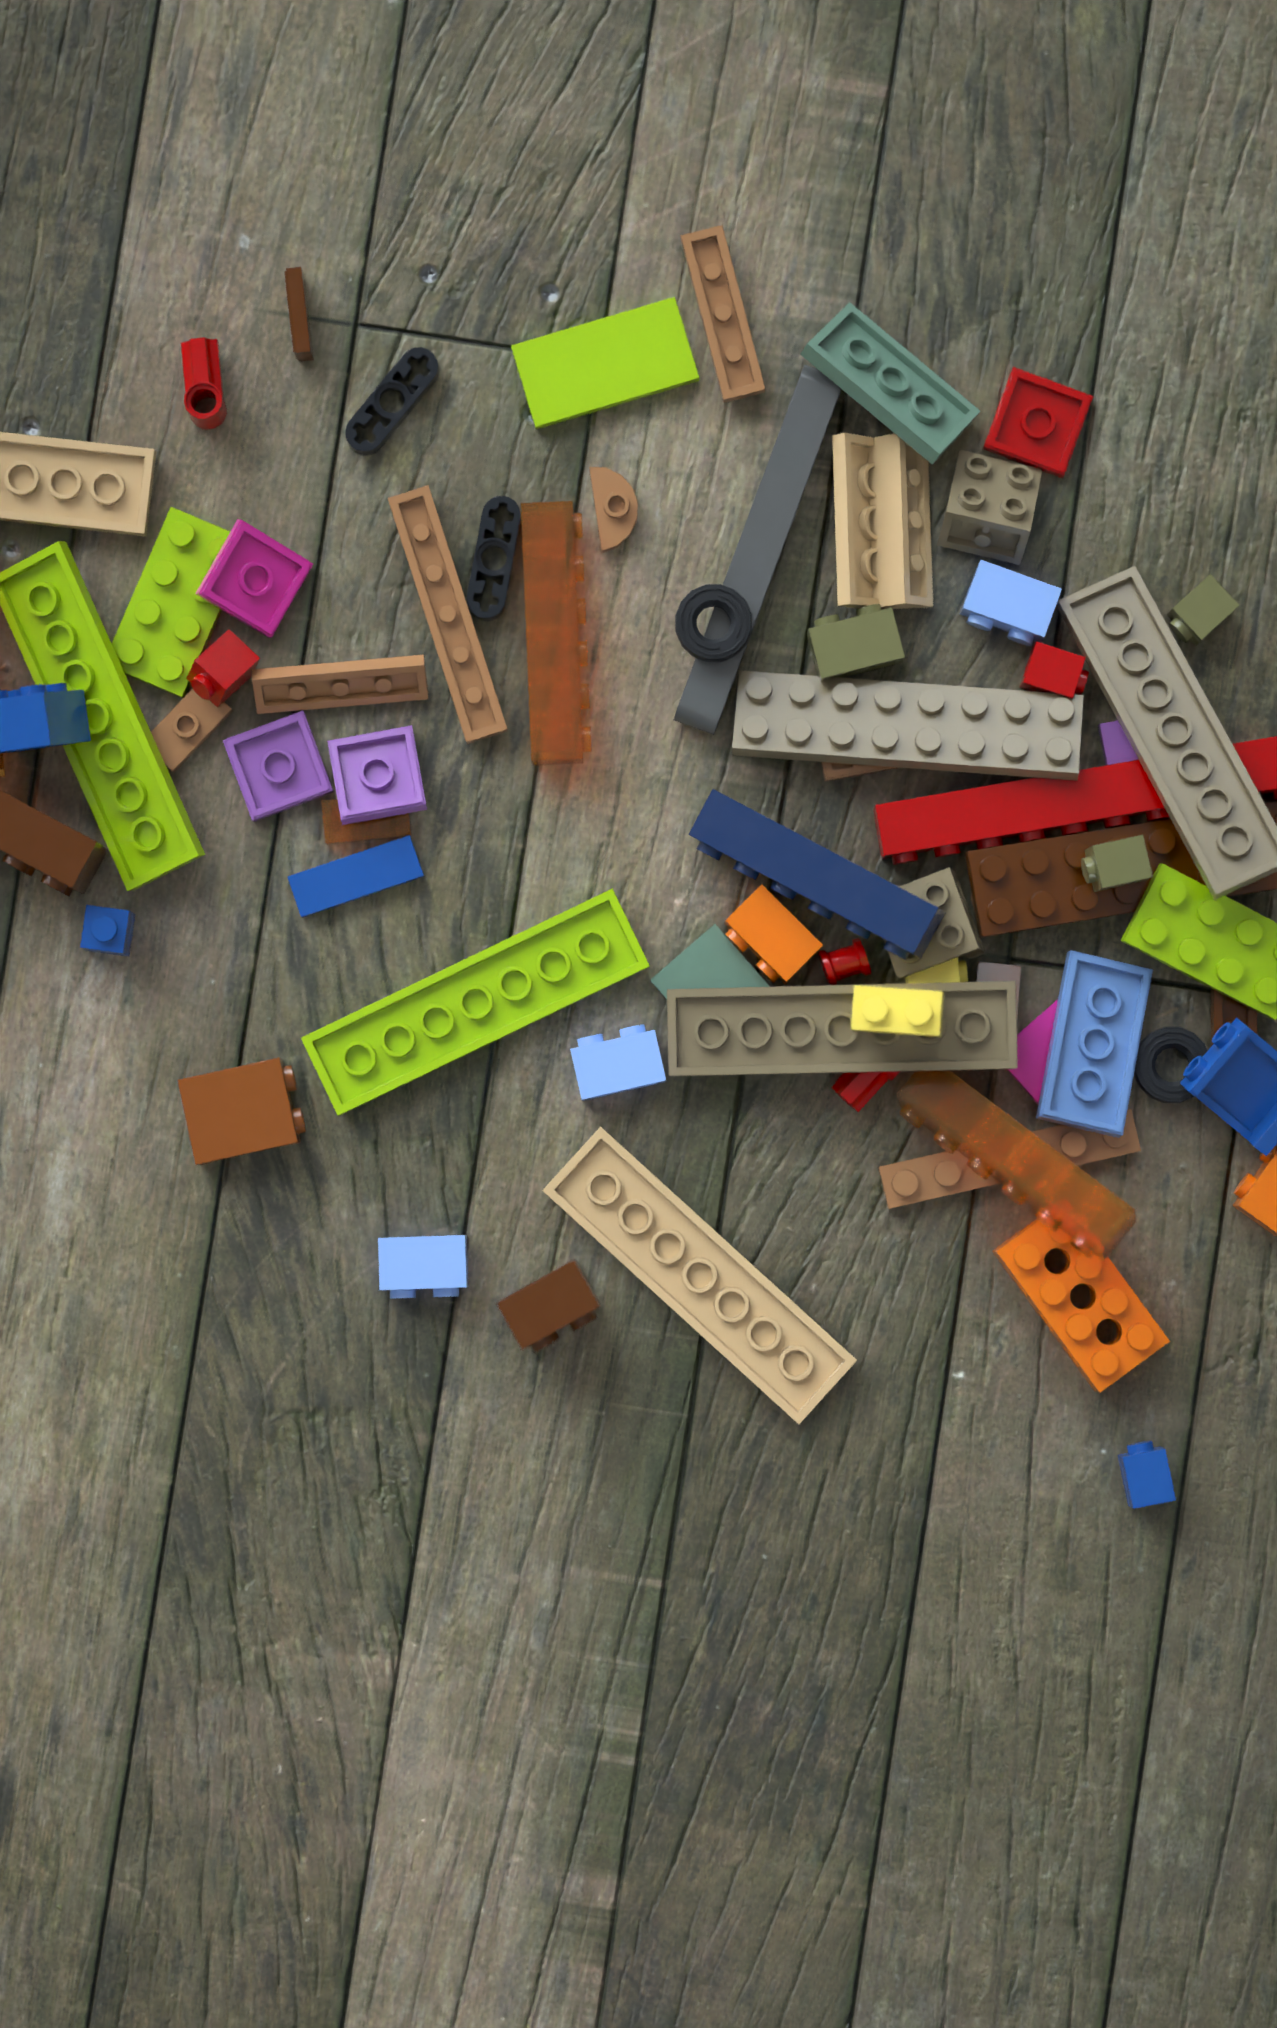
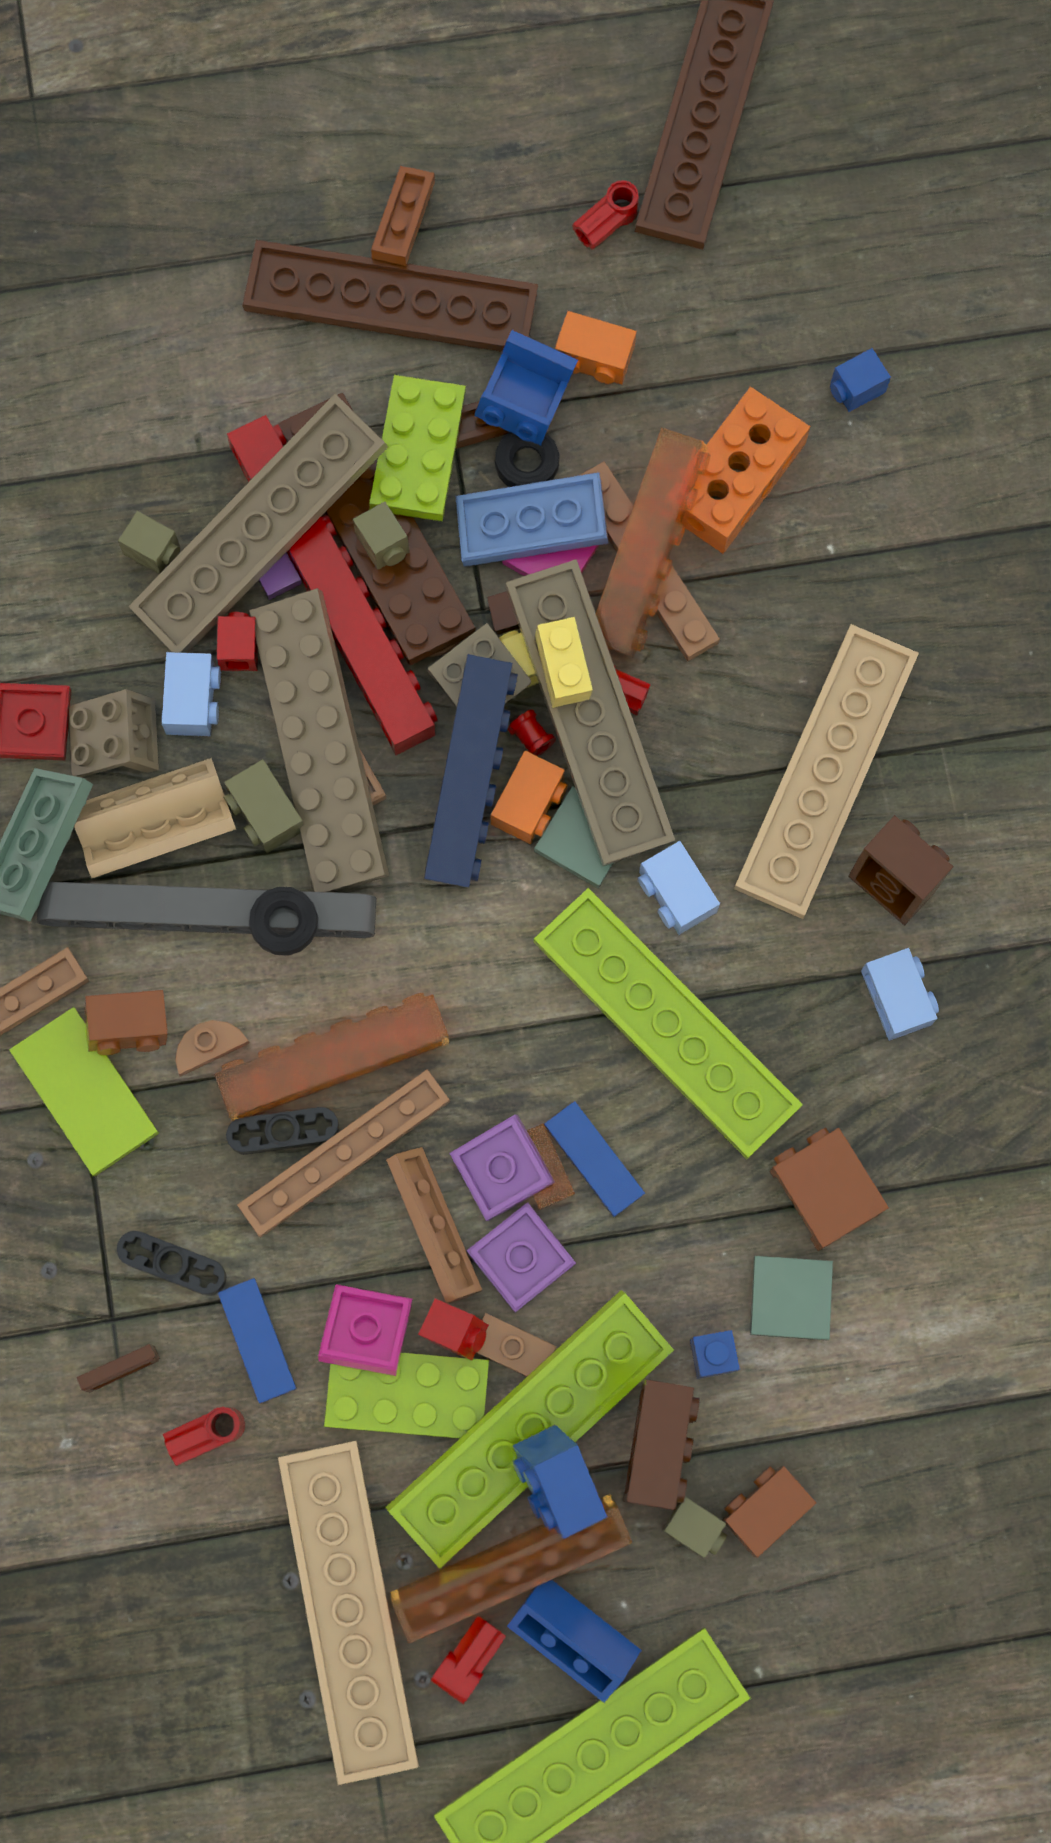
camera: 110 degrees left, 10 degrees down
(141, 1034) = (791, 1298): none -> sand green tile
(282, 465) = (257, 1341): none -> blue tile
(661, 425) = (125, 1022): none -> dark orange brick

